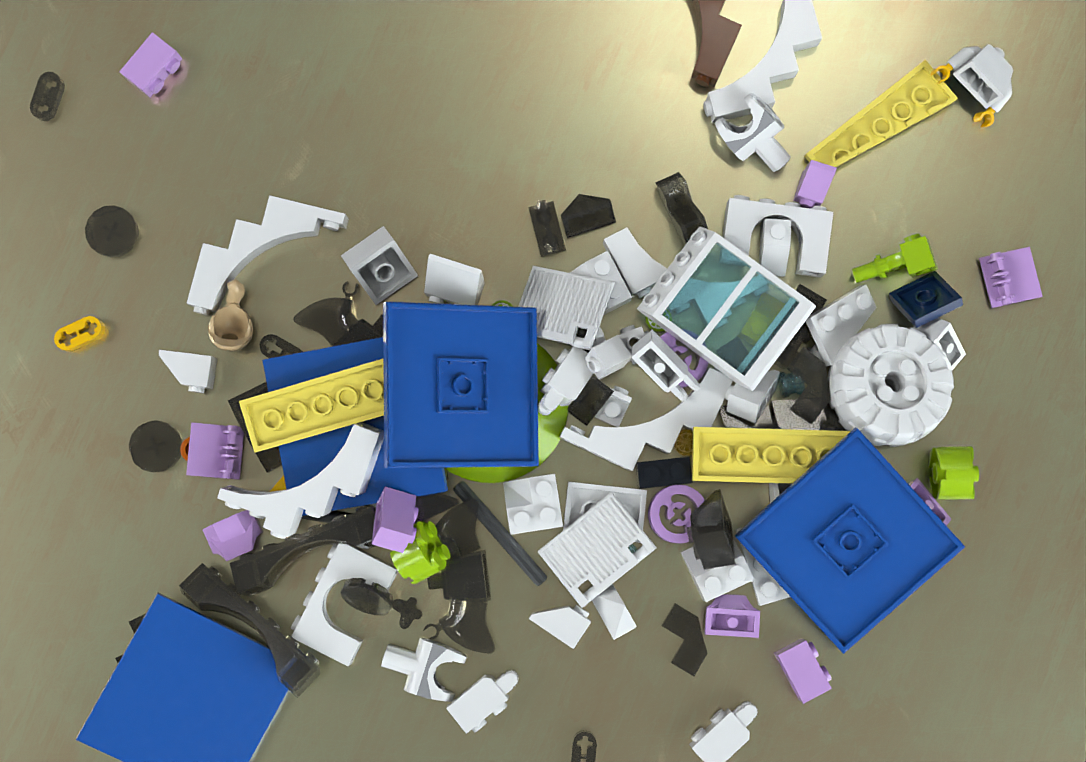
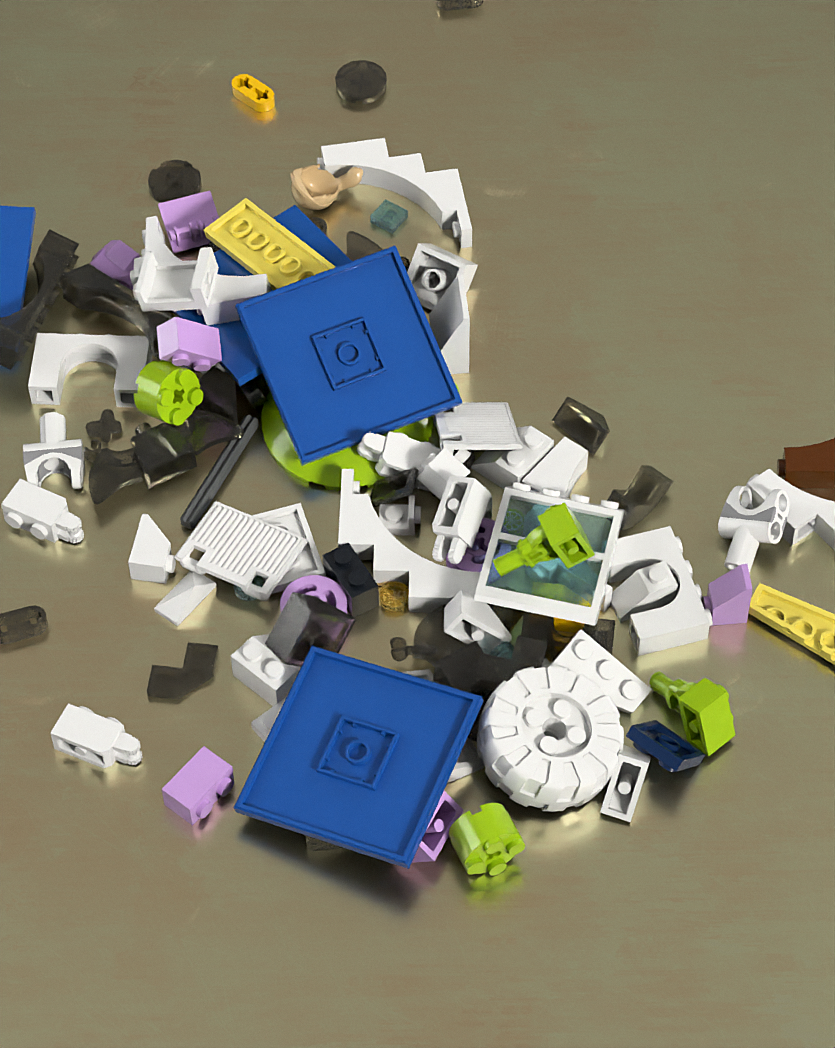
camera: 65 degrees right, 30 degrees down
(151, 65) = (531, 51): lavender brick -> none
(191, 369) = (261, 178): white slope -> none
(283, 275) = (389, 216): none -> clear light blue tile
(323, 506) = (176, 283): none -> white panel
(367, 598) = (104, 378): clear smoke tile -> none
(532, 504) = (261, 482): white slope -> none
(547, 228) = (552, 397): clear smoke hinge -> none
(732, 617) = (224, 699): lavender slope -> none
(743, 297) = (556, 537): none -> lime brick
(758, 453) = (408, 629): light yellow plate -> none
(1010, 277) = (741, 831): lavender hinge -> none

